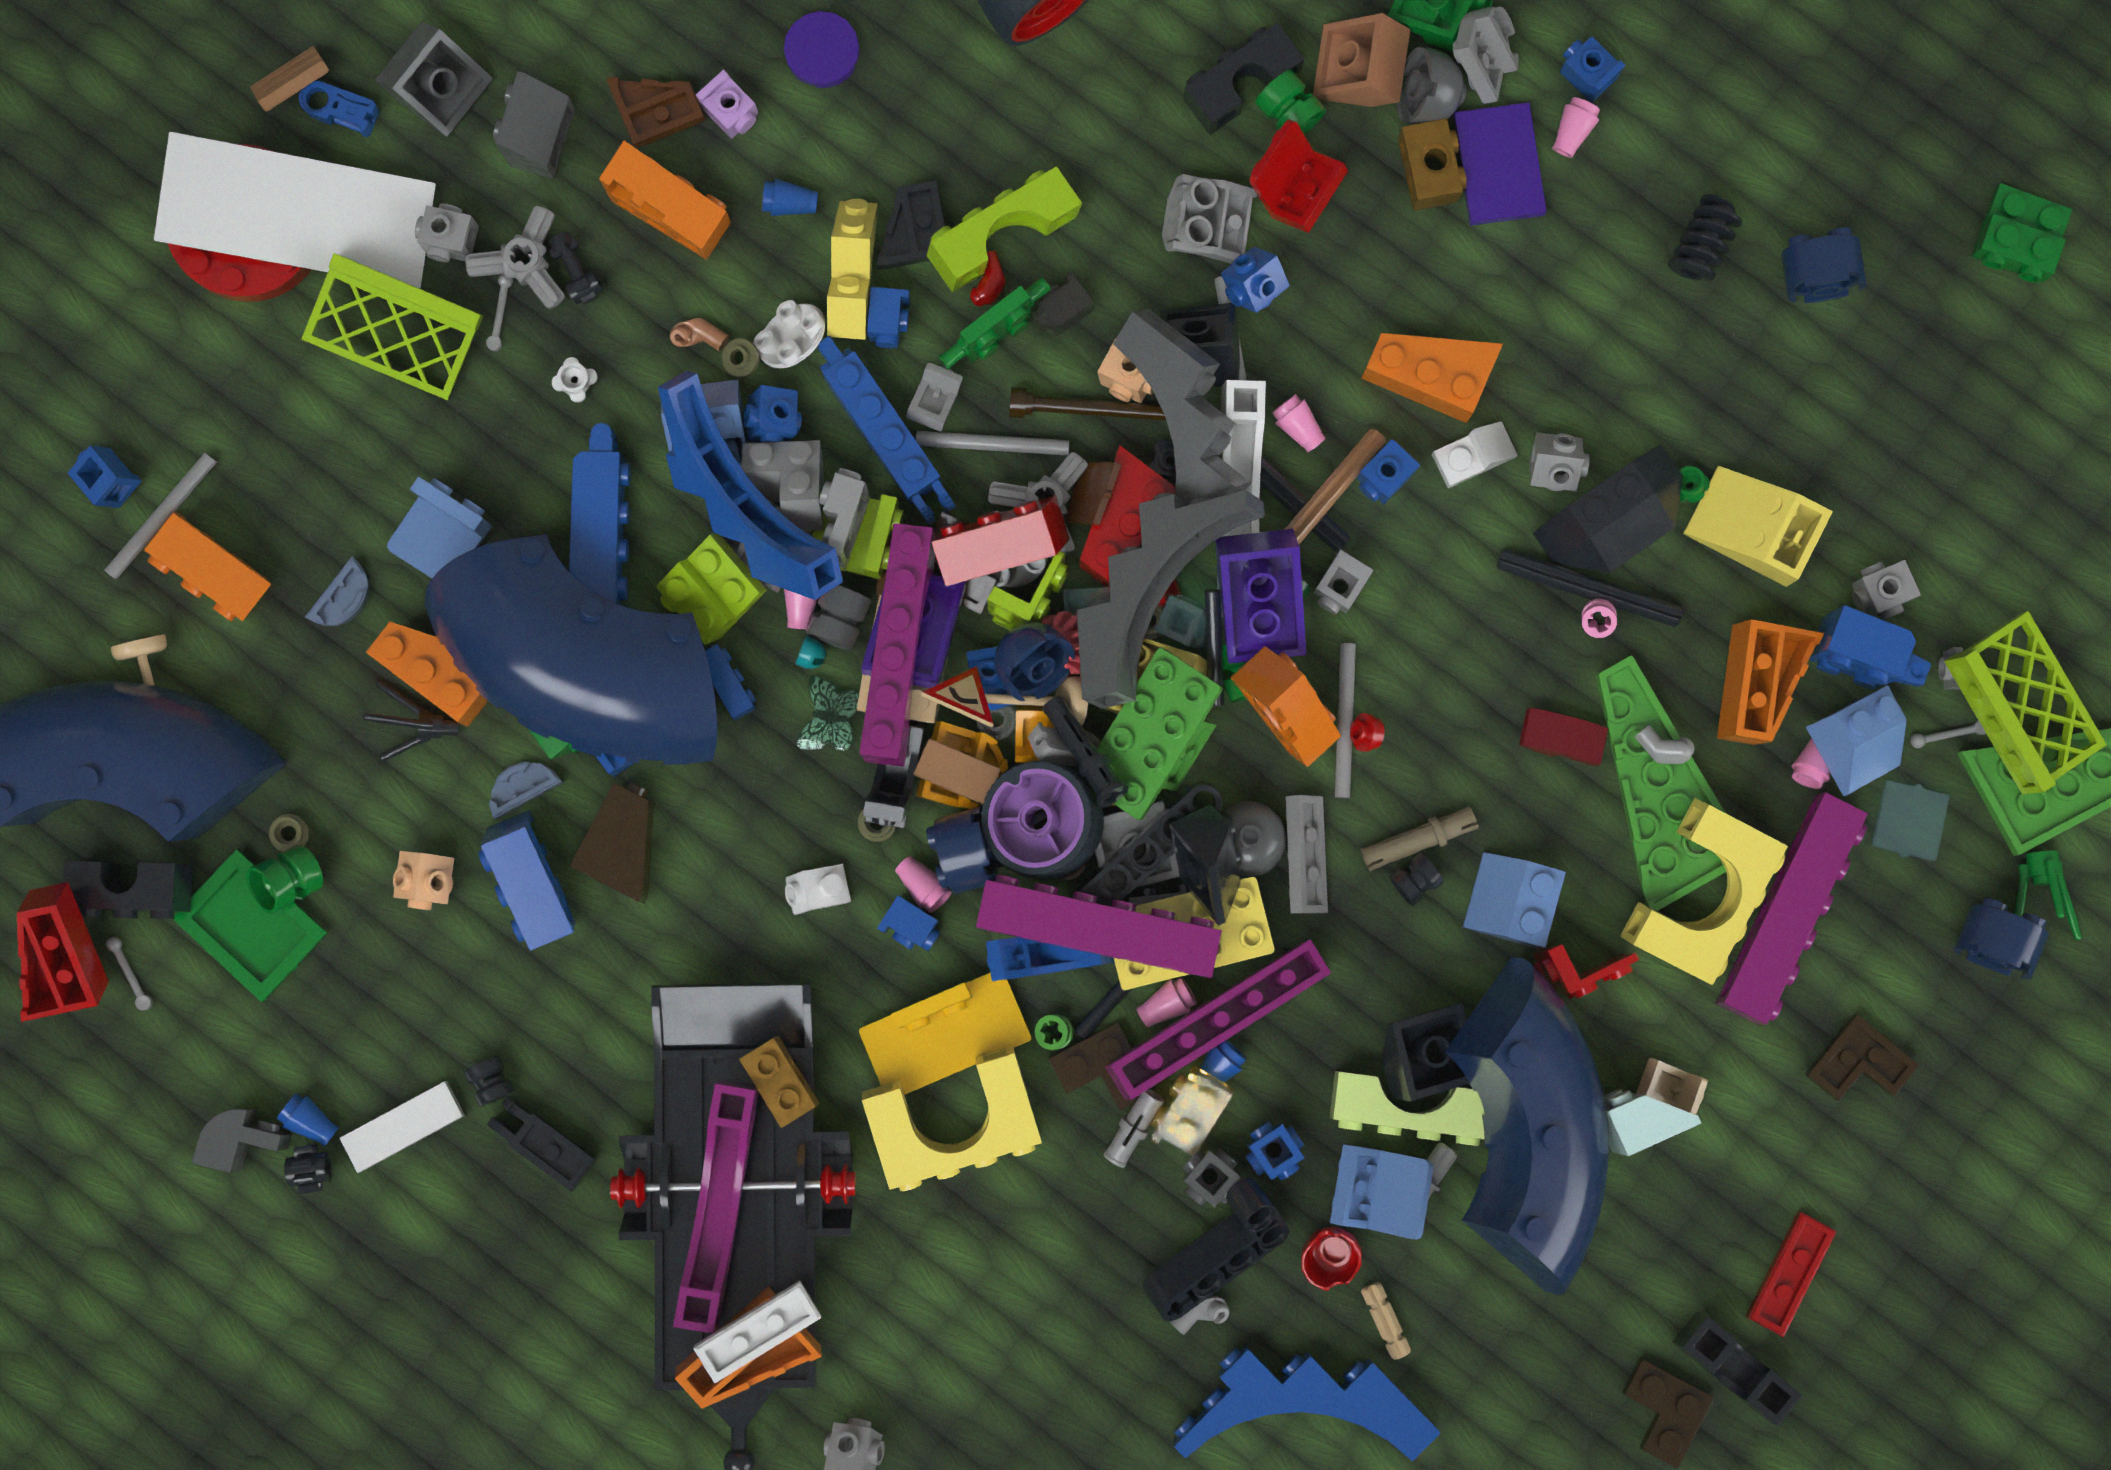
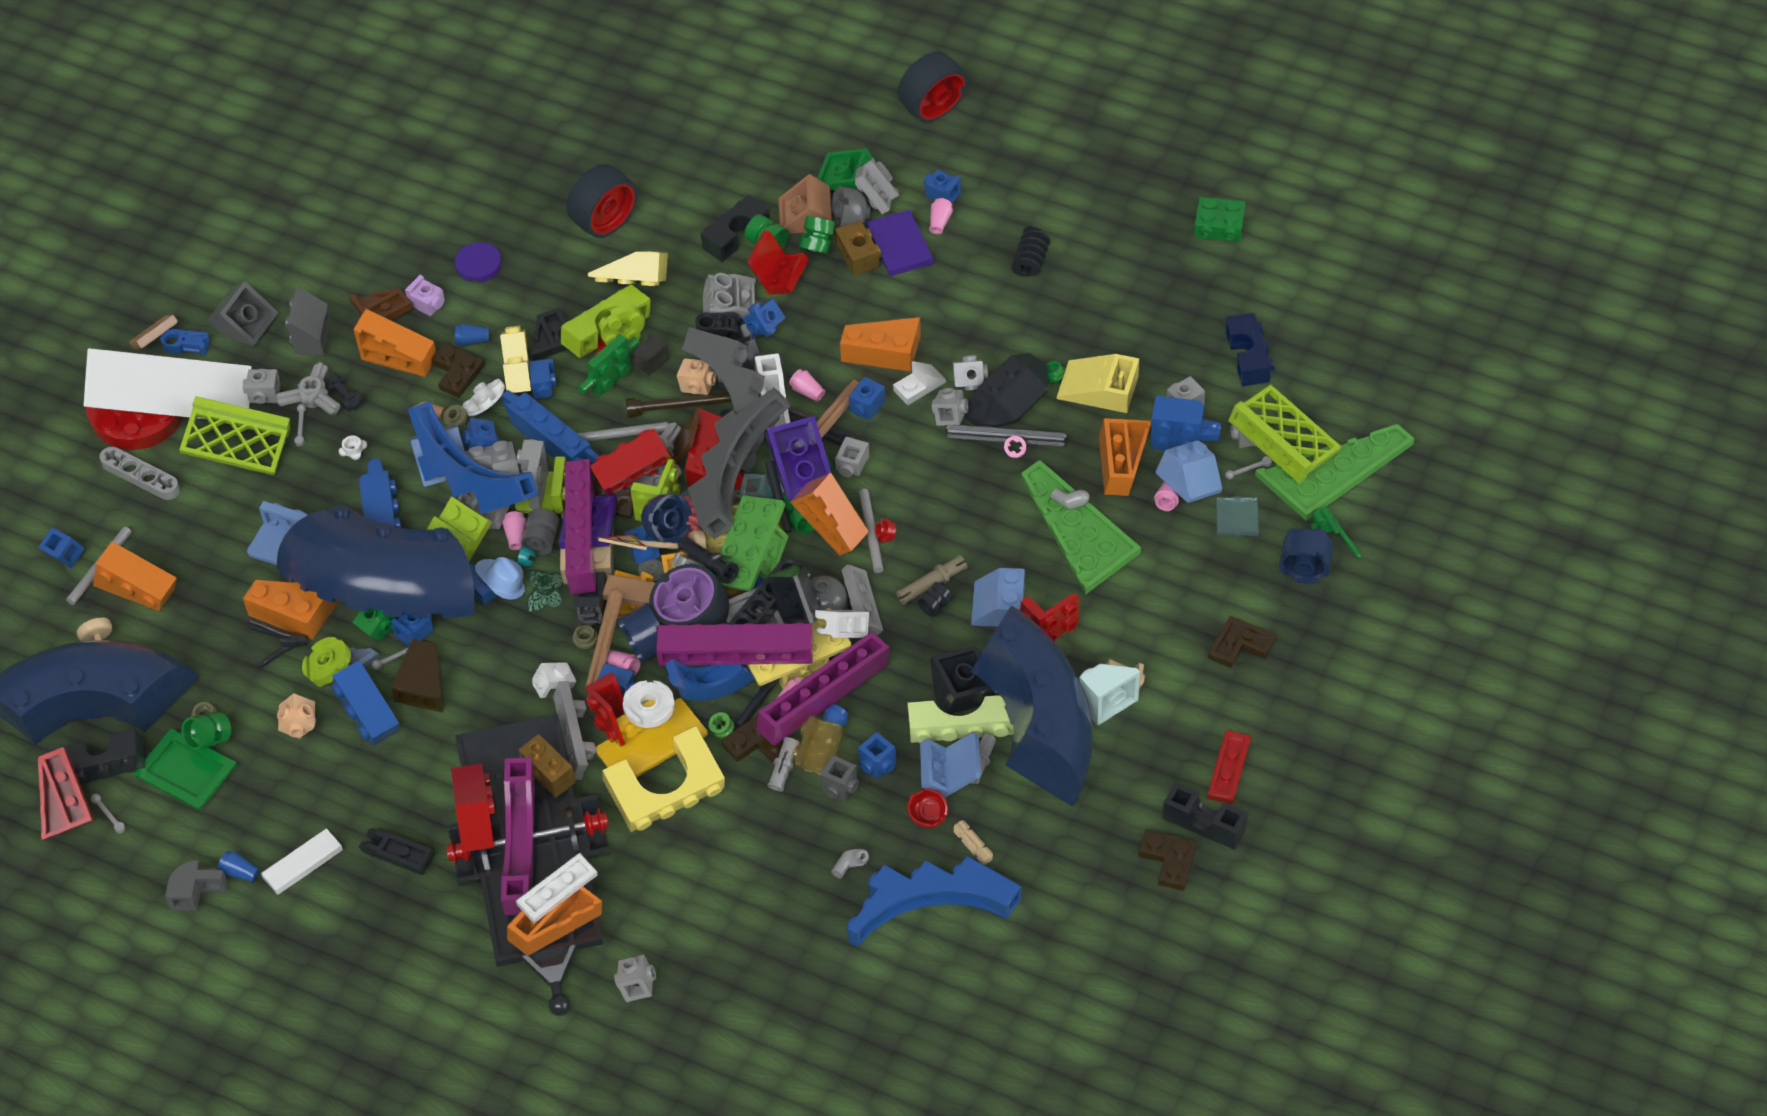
camera: 10 degrees left, 30 degrees down
(239, 353) = (136, 476): none -> light grey beam
(308, 1169) = (242, 891): black gear -> none
(343, 597) = (221, 587): sand blue tile -> none
(491, 1090) = (354, 818): black wheel -> none
(500, 789) = (316, 665): none -> lime plate
(558, 798) = (377, 664): none -> light grey hinge
(656, 1134) = (473, 807): none -> red wedge
(765, 684) = (502, 577): none -> light blue piece
(767, 255) = (461, 369): none -> dark brown plate
(828, 993) = (568, 712): none -> light grey hinge
(885, 969) = (607, 703): none -> red bracket
(904, 853) = (605, 635): none -> medium nougat axle
(934, 396) = (580, 411): light grey bracket -> none
(949, 1023) = (648, 716): none -> white tile
(1030, 246) = (612, 326): none -> lime plate
(1063, 135) = (642, 265): none -> light yellow slope
(1183, 278) = (719, 324): none -> black piece
(1218, 1254) = (830, 842): black beam -> none
(1269, 916) = (844, 623): none -> white hinge
(1369, 135) = (817, 234): none -> green wheel
(1513, 524) = (949, 407): none -> light grey brick
(1564, 736) = (1001, 508): dark red slope -> none
(1705, 944) = (1135, 540): light yellow arch -> none
(1792, 908) = (1173, 571): magenta brick -> none
(1823, 266) = (1103, 248): dark blue brick -> none
(2012, 481) = (1246, 334): none -> clear blue arch

